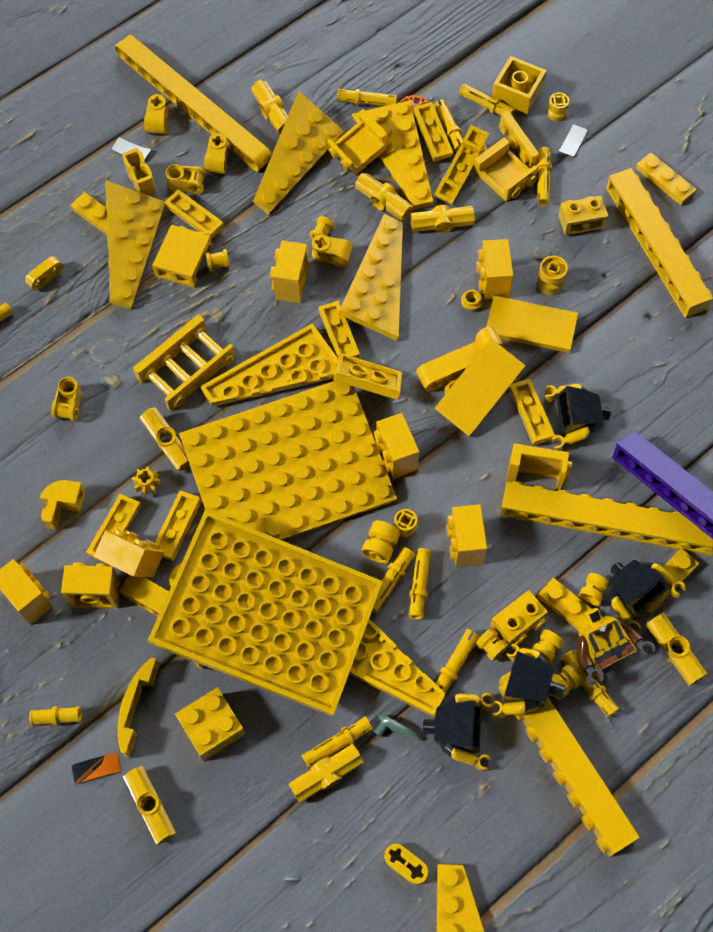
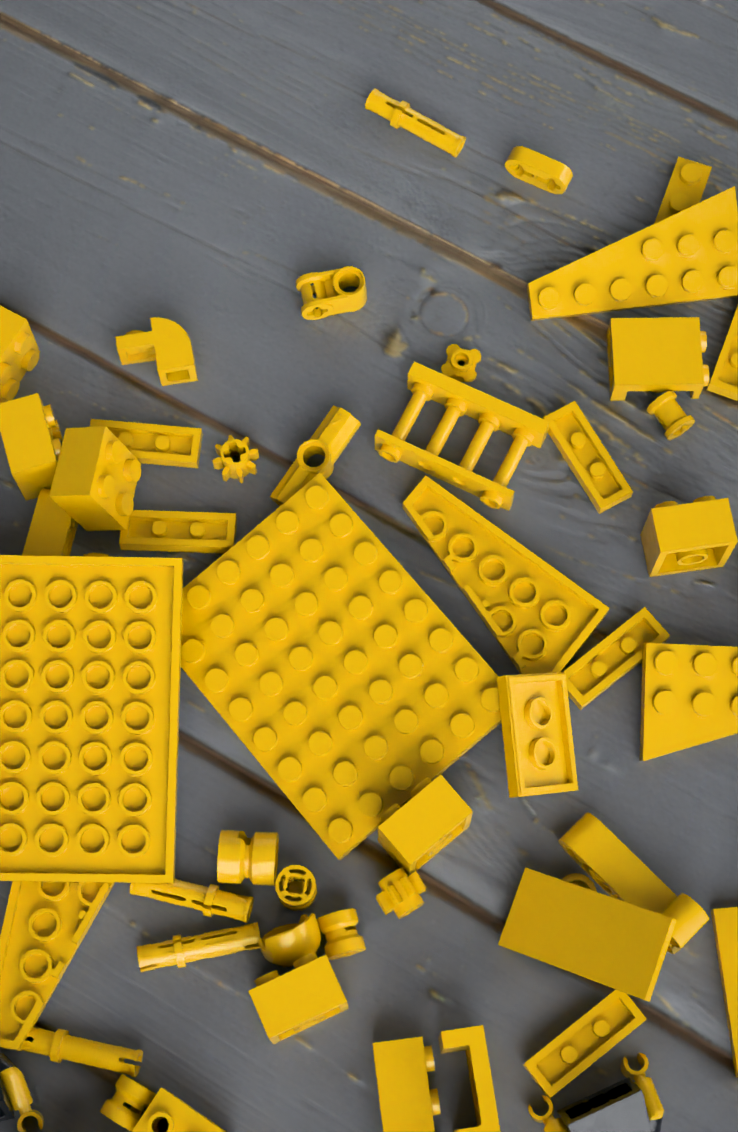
camera: 70 degrees right, 5 degrees up
(140, 355) = (461, 373): none -> yellow plate
(224, 306) = (587, 457): none -> yellow plate
(427, 471) = (400, 893): none -> yellow gear
(434, 533) = (291, 941): none -> yellow hair
(437, 508) = (341, 934): none -> yellow wheel

